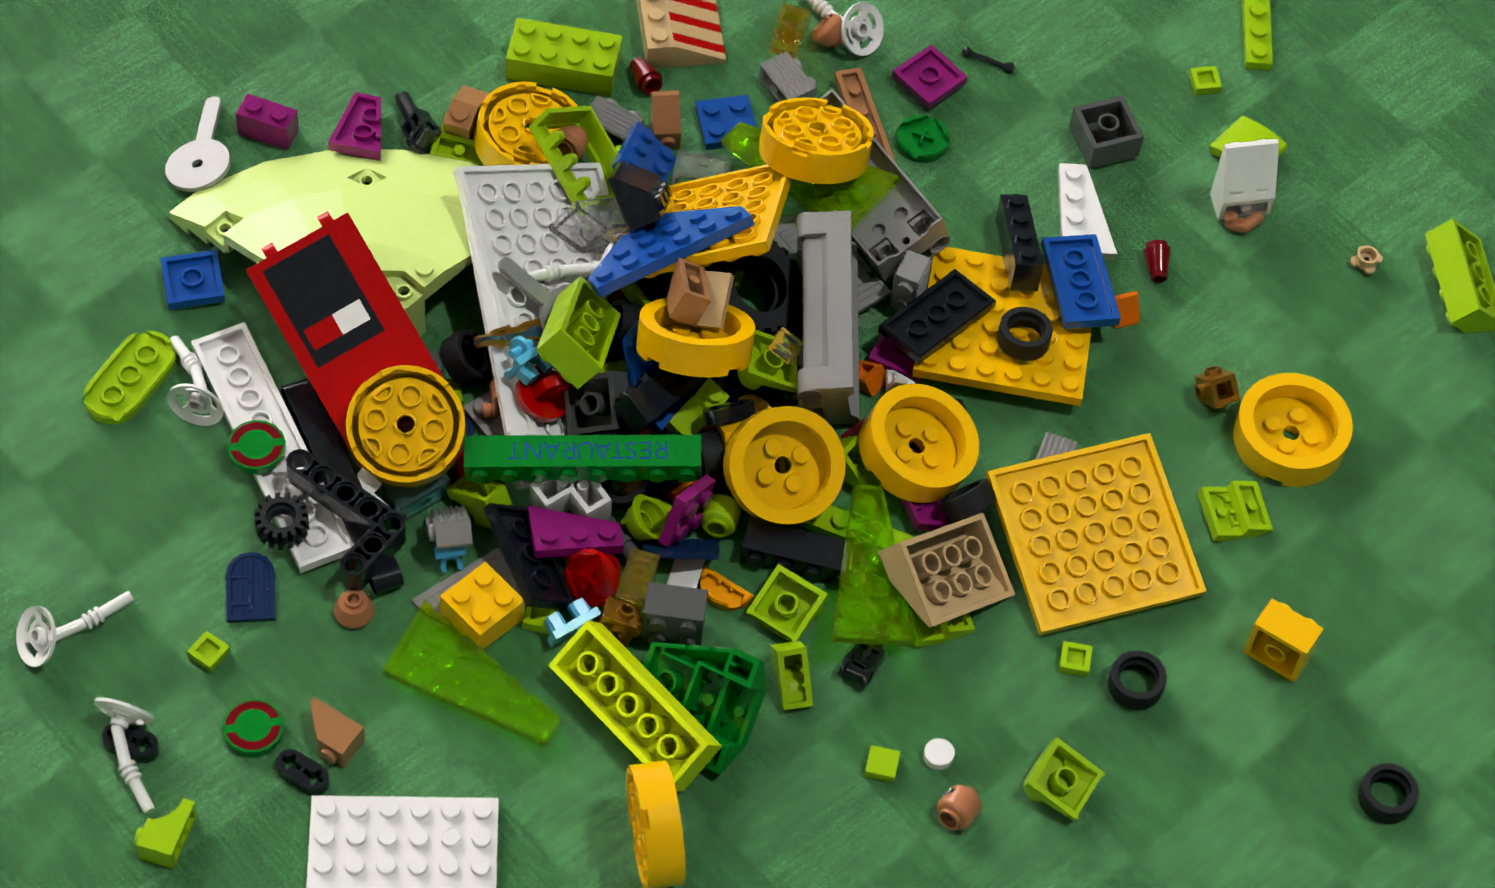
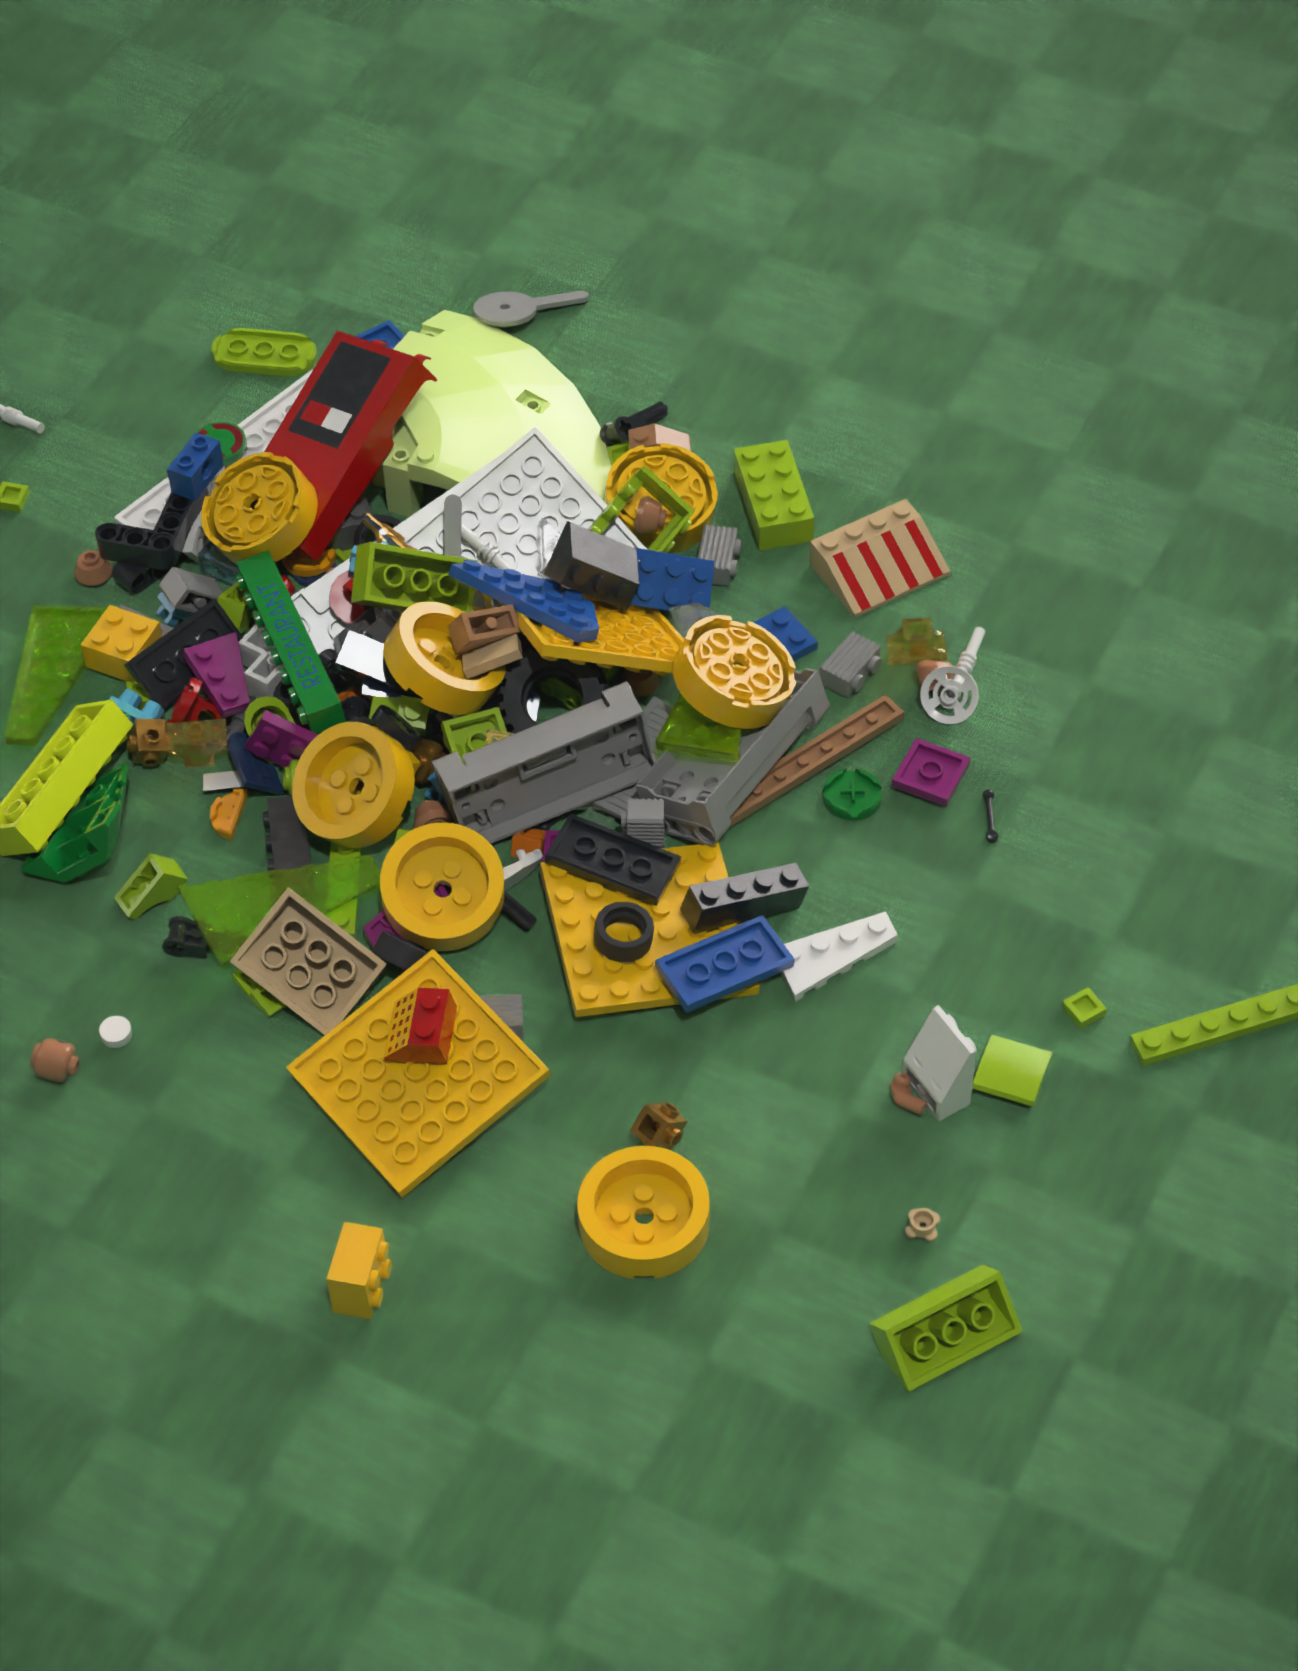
camera: 75 degrees right, 5 degrees down
(195, 395) = (249, 390): white dish -> none
(250, 589) = (87, 501): dark blue window -> none
(267, 121) = (574, 331): magenta brick -> none
(280, 506) = (145, 473): black tyre -> none
(322, 458) = (195, 466): none -> blue brick
(359, 128) = (601, 388): magenta wing -> none
(646, 77) = (790, 561): dark red cone -> none
(665, 118) = (735, 586): medium nougat slope -> none
(674, 614) = (165, 775): dark grey brick -> none
(787, 604) = (227, 855): lime slope -> none
(882, 764) = (87, 991): lime tile -> none
(1062, 779) = (117, 1134): lime slope -> none
(1069, 507) = (421, 1026): none -> red slope
(1075, 659) = (273, 1109): lime tile -> none
(1106, 132) = (943, 932): dark grey brick -> none
(1128, 309) = (724, 1022): orange slope -> none
(1143, 661) = (259, 1145): black tyre -> none
(1157, 259) = (806, 1032): dark red cone -> none
(1235, 511) = (519, 1194): lime slope -> none
(1397, 775) = (213, 1407): black tyre -> none

